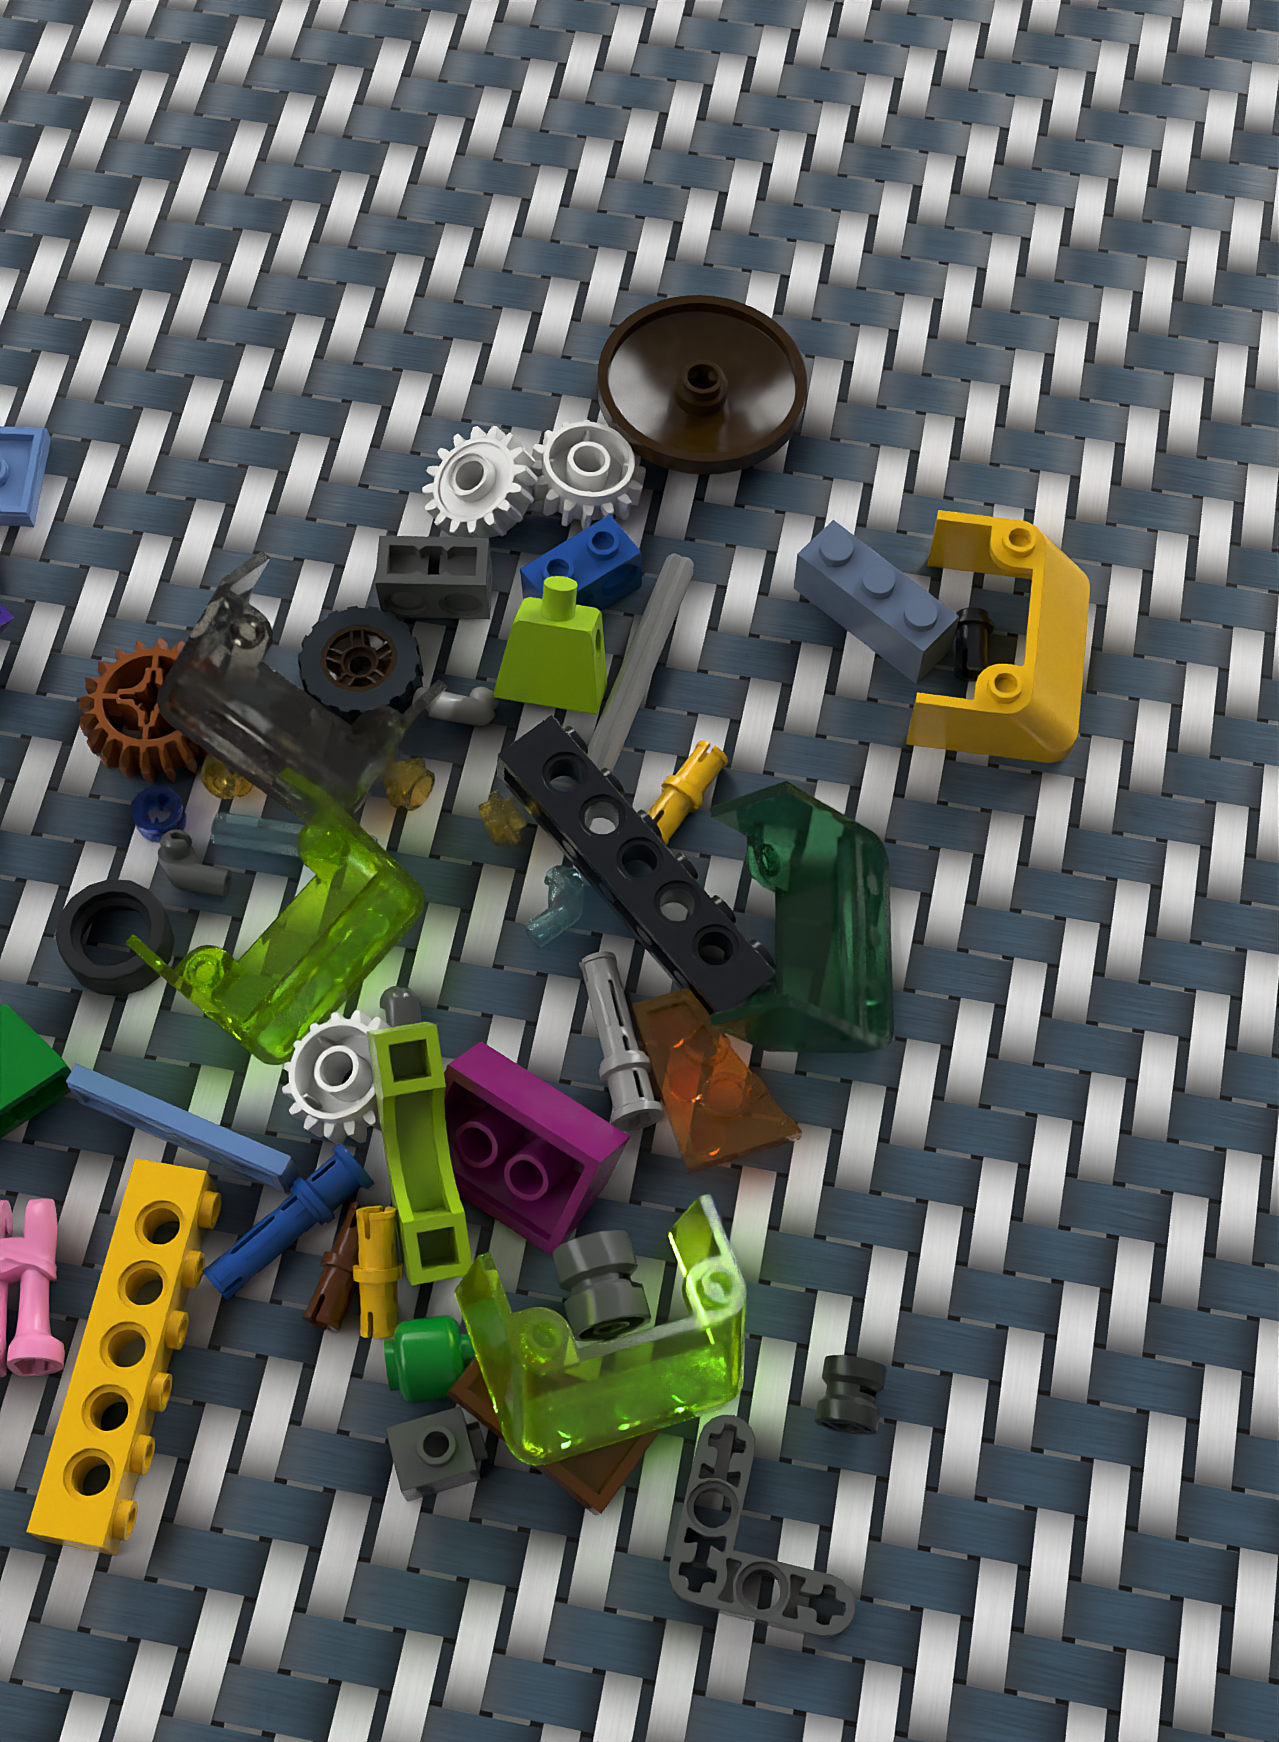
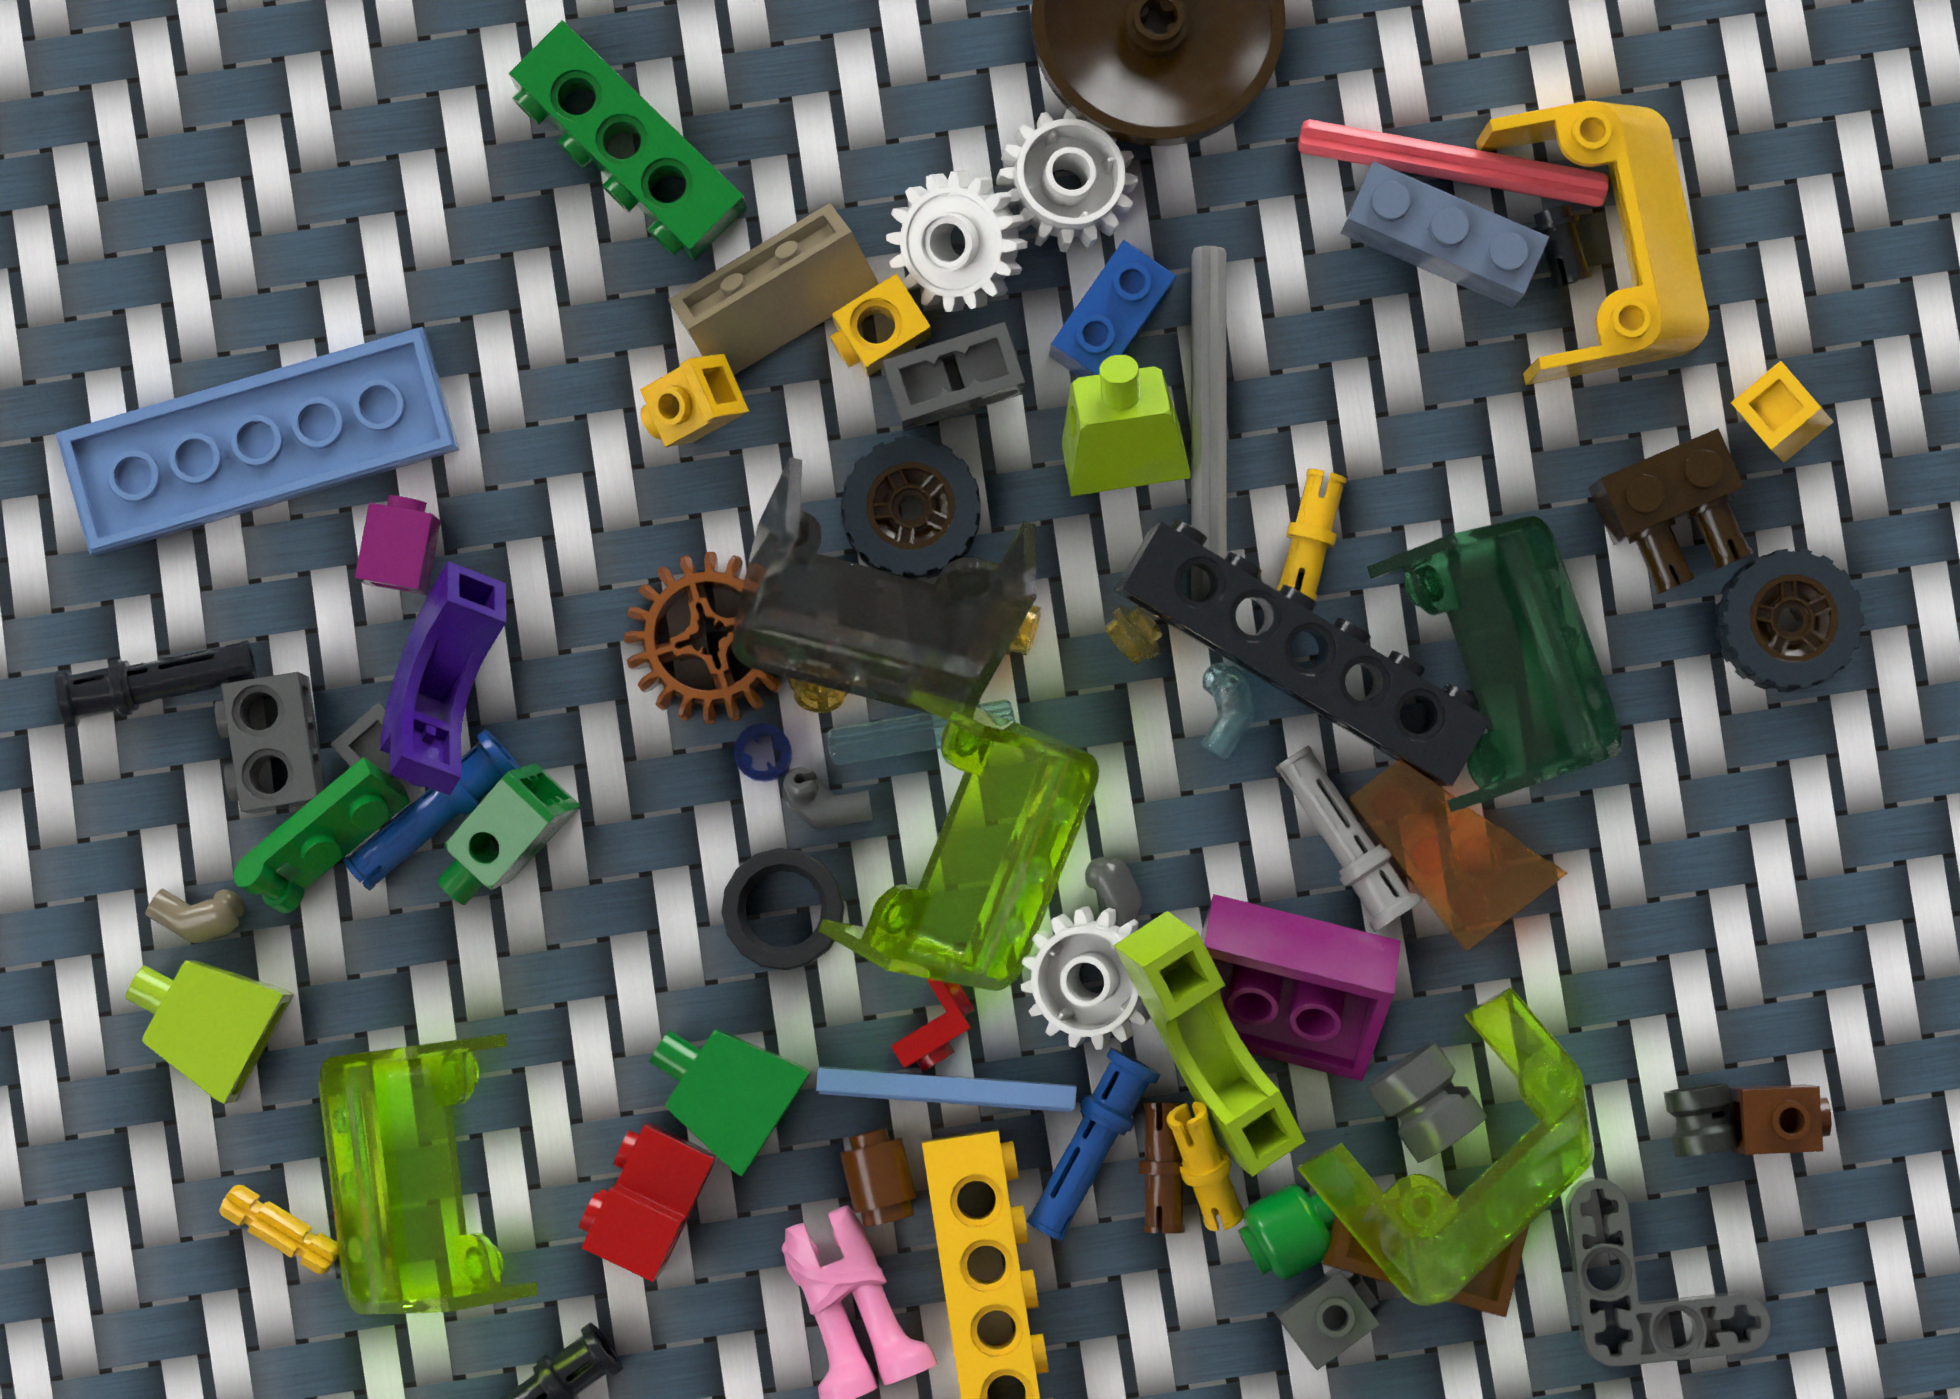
camera: 25 degrees left, 20 degrees up
(89, 1184) = (878, 1177): none -> reddish brown brick
(195, 1079) = (931, 1042): none -> red bracket
(214, 536) = (692, 401): none -> yellow brick
(262, 352) = (567, 64): none -> green brick
(325, 490) = (775, 290): none -> dark tan panel
(390, 512) = (886, 299): none -> yellow brick
(471, 710) = (1053, 513): light grey arm -> none
(920, 567) = (1453, 163): none -> coral axle
(925, 1420) = (1779, 1119): none -> reddish brown brick
(999, 848) = (1649, 496): none -> dark brown brick
(1105, 990) = (1816, 596): none -> black wheel
(1117, 815) = (1782, 412): none -> yellow brick

